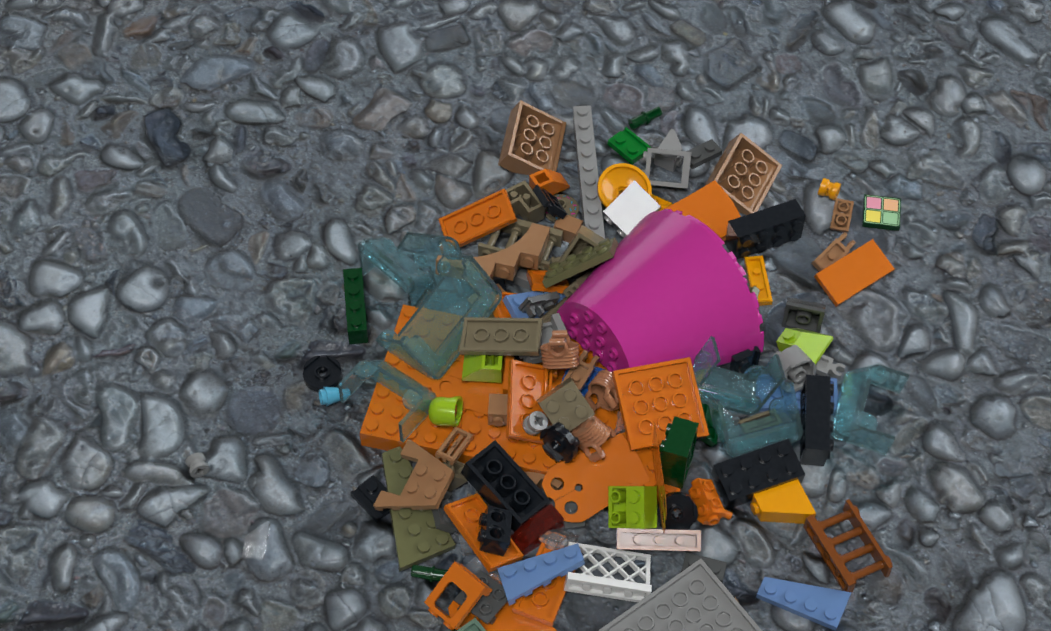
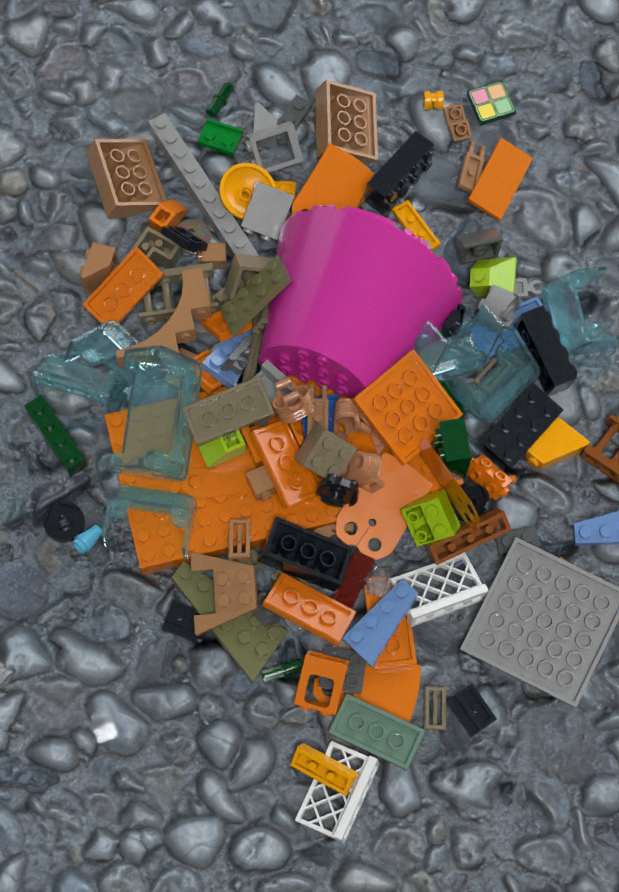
camera: 30 degrees left, 15 degrees up
(442, 411) = (213, 510): lime helmet -> none
(465, 192) = (99, 265): none -> medium nougat slope
(495, 530) = (326, 602): black brick -> none
(535, 427) = (300, 483): light grey wheel -> none

